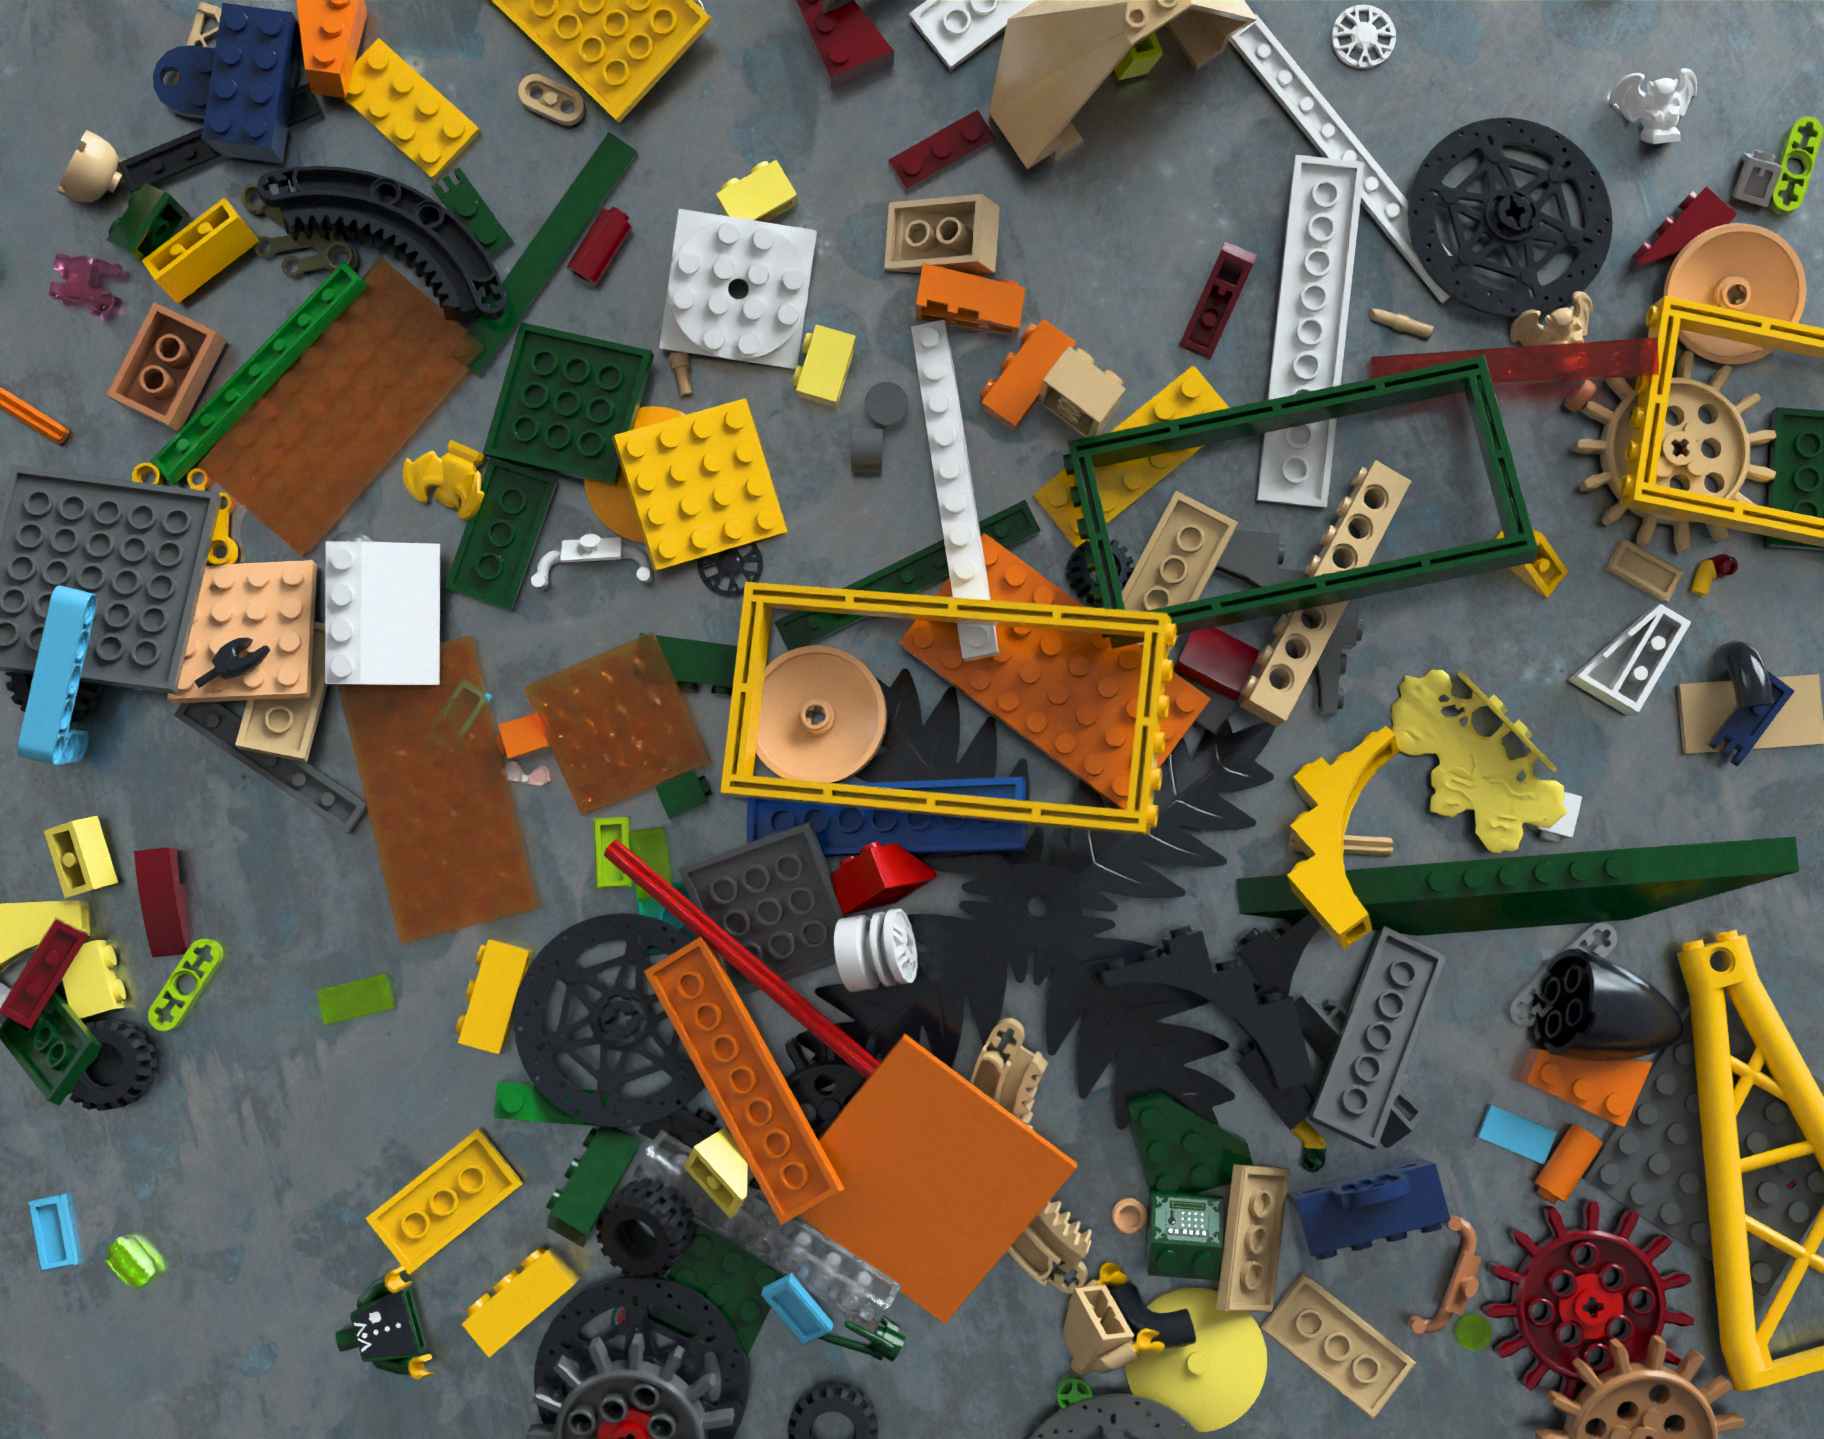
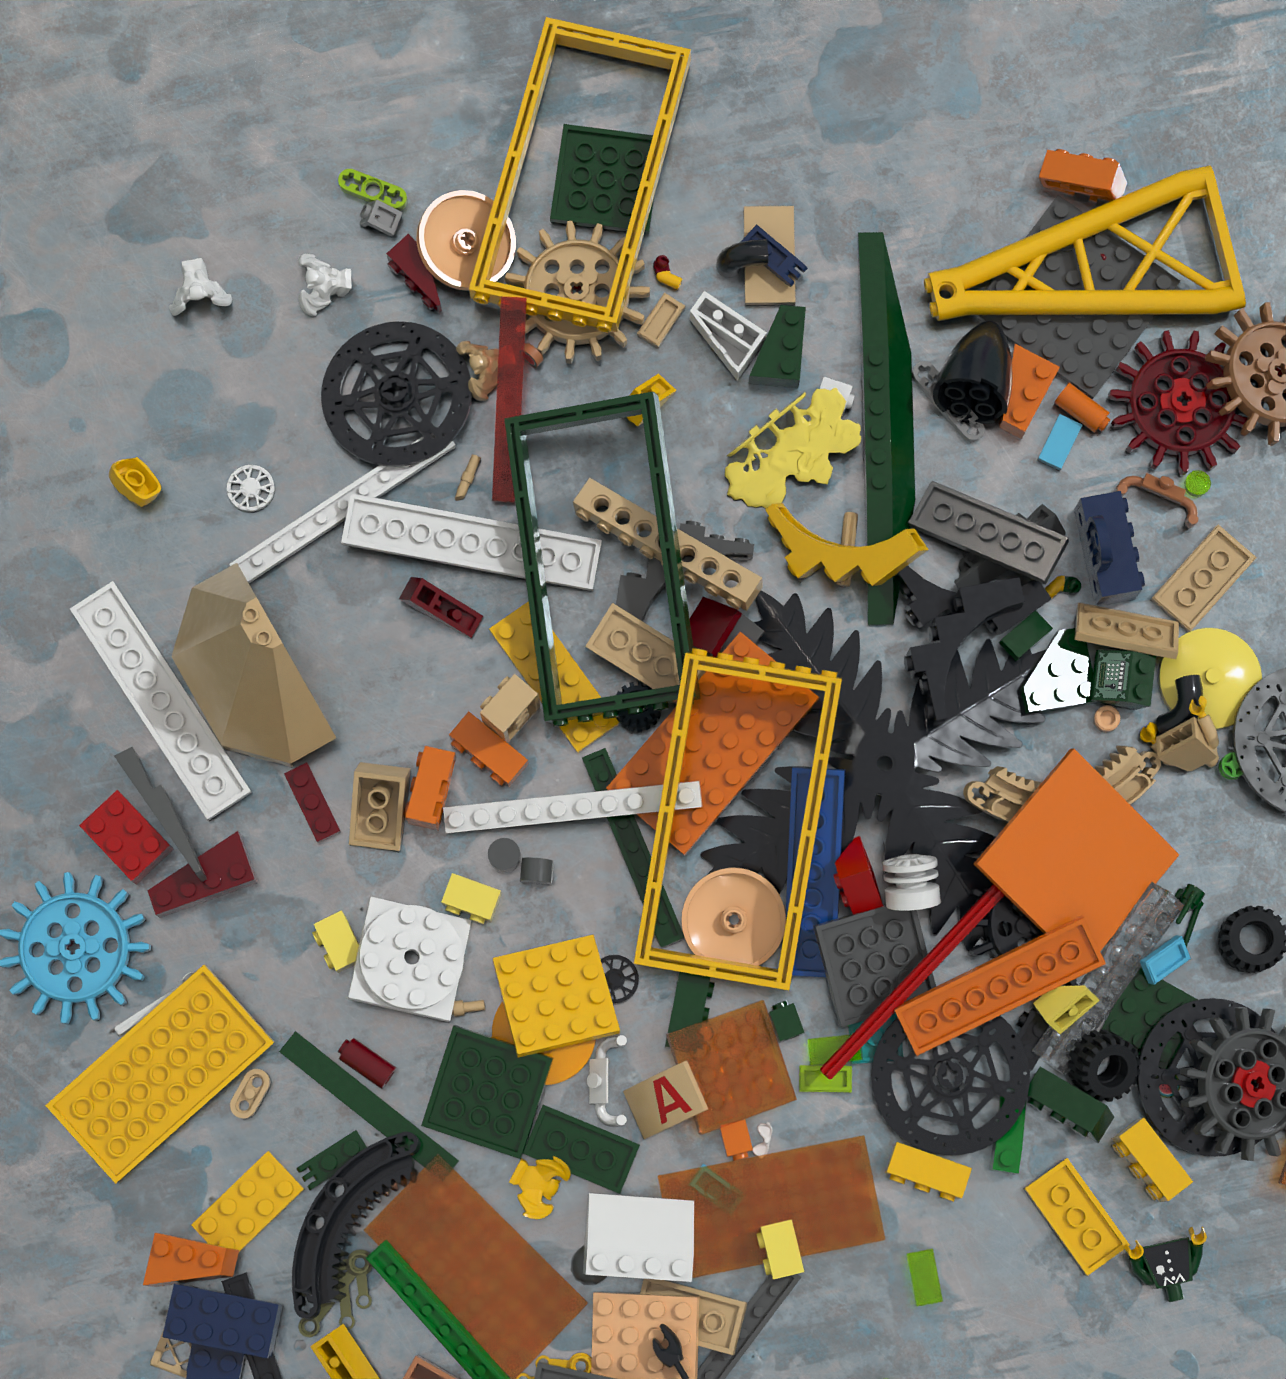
camera: 85 degrees left, 5 degrees down
(378, 802) = (781, 1249): none -> light yellow brick
(566, 637) = (665, 1100): none -> tan slope
(1236, 1097) = (1025, 635): none -> dark green tile
(1614, 737) = (782, 350): none -> dark green wedge

